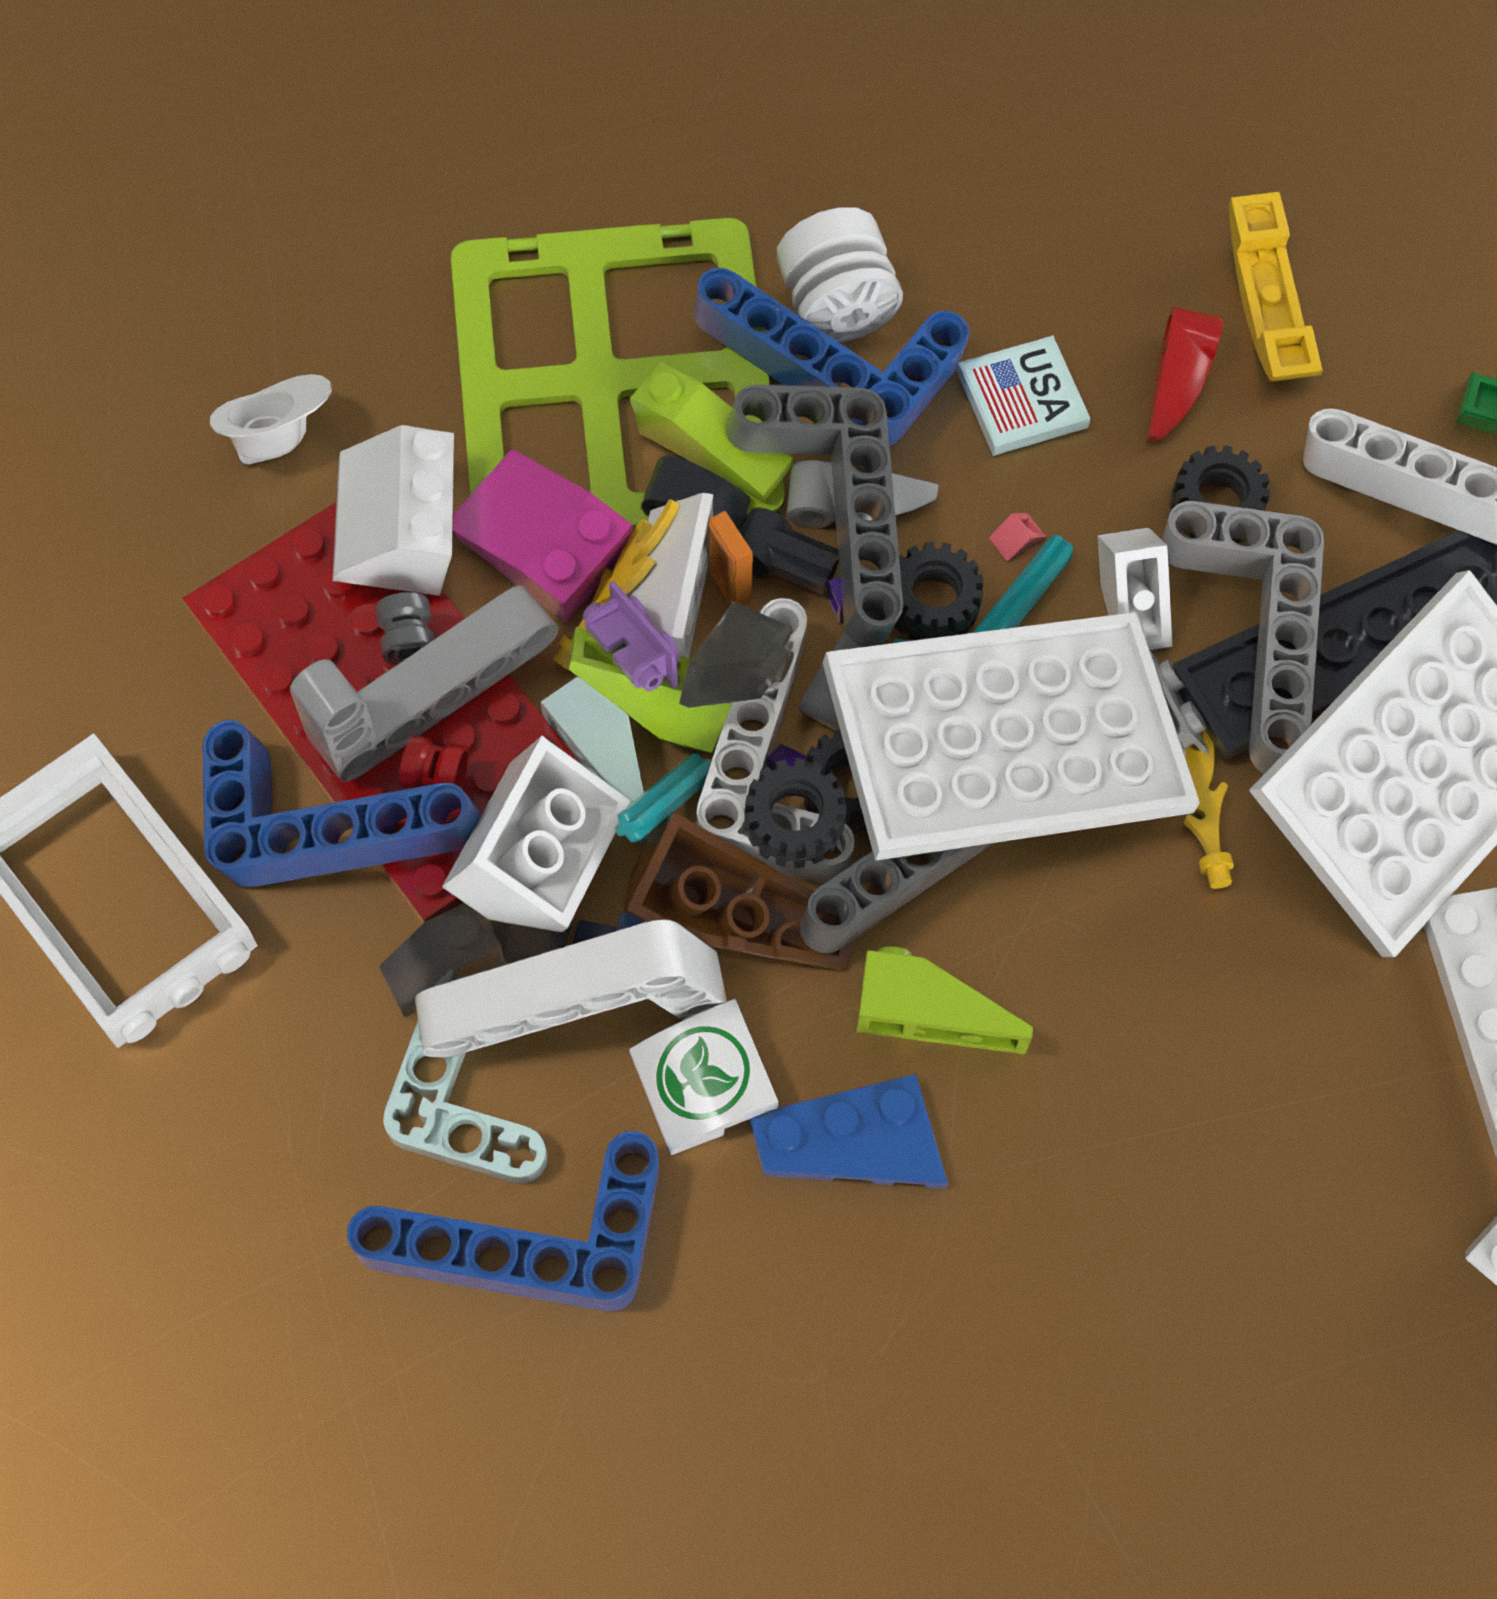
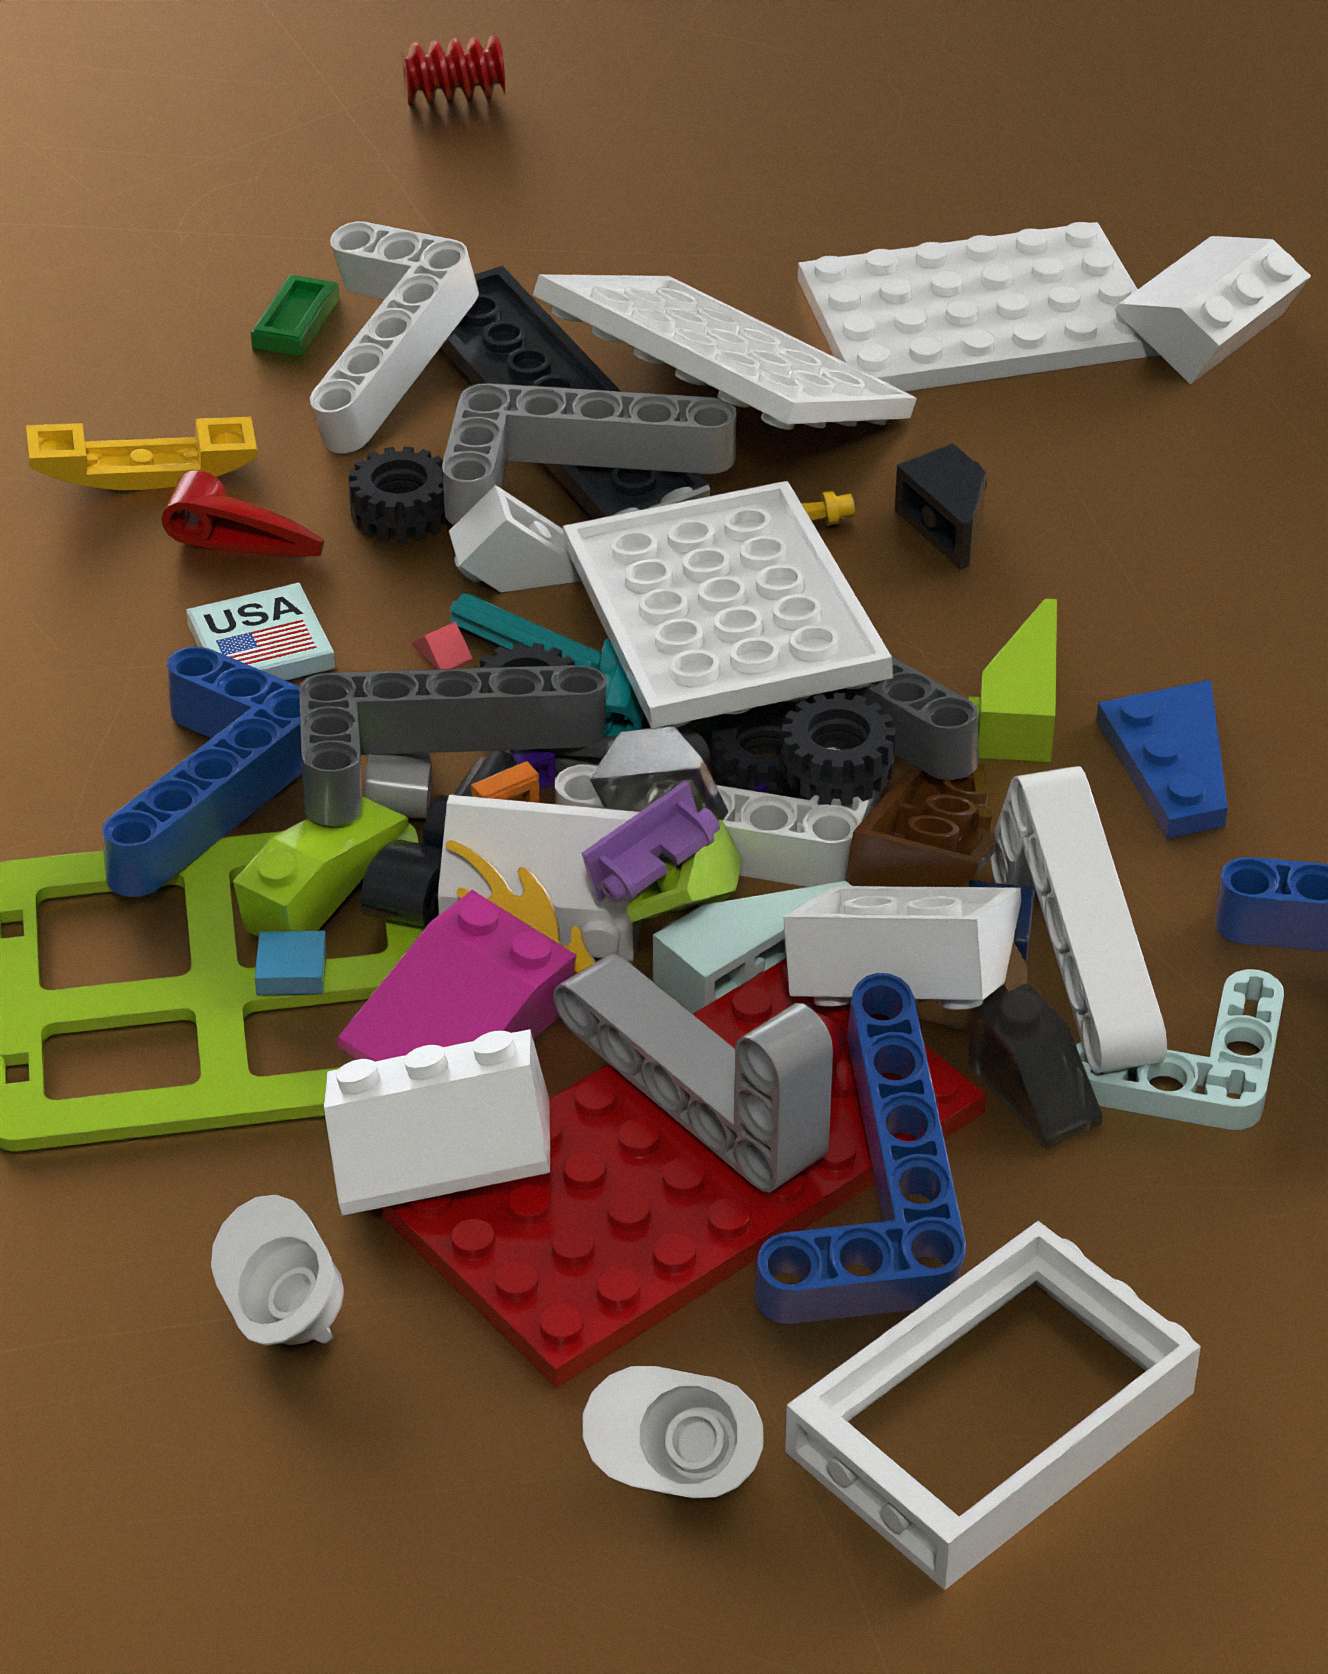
camera: 90 degrees left, 25 degrees down
(89, 667) = (673, 1431): none -> white piece
(404, 624) = (616, 1098): dark grey wheel -> none
(607, 421) = (290, 962): none -> dark azure tile
(663, 798) = (822, 864): teal axle -> none
(703, 1077) = (1155, 852): slope -> none
(840, 273) = (107, 746): white wheel -> none
(1217, 968) = (943, 500): none -> black slope

